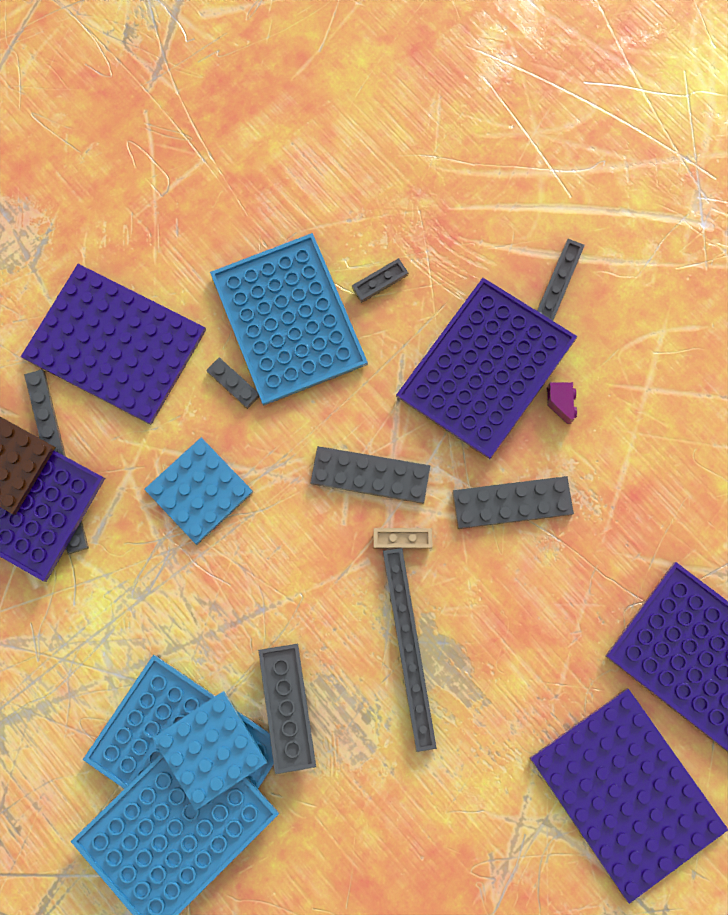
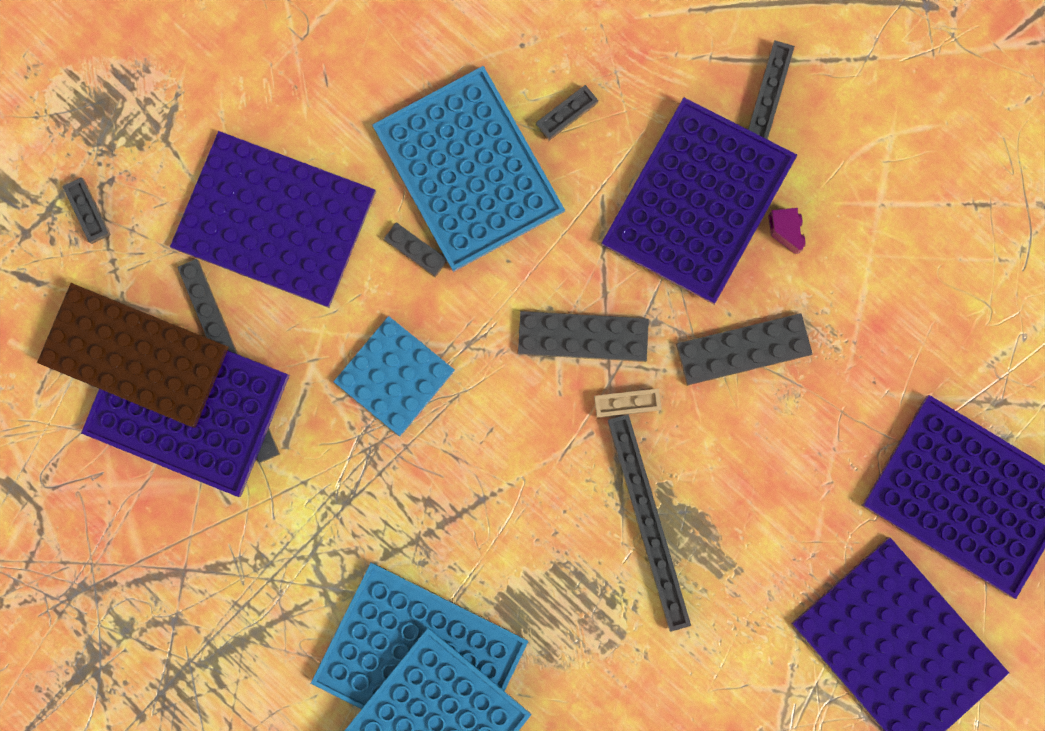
camera: 10 degrees left, 5 degrees up
(209, 750) = (449, 656): dark azure plate -> none
(287, 709) = (524, 602): dark grey plate -> none

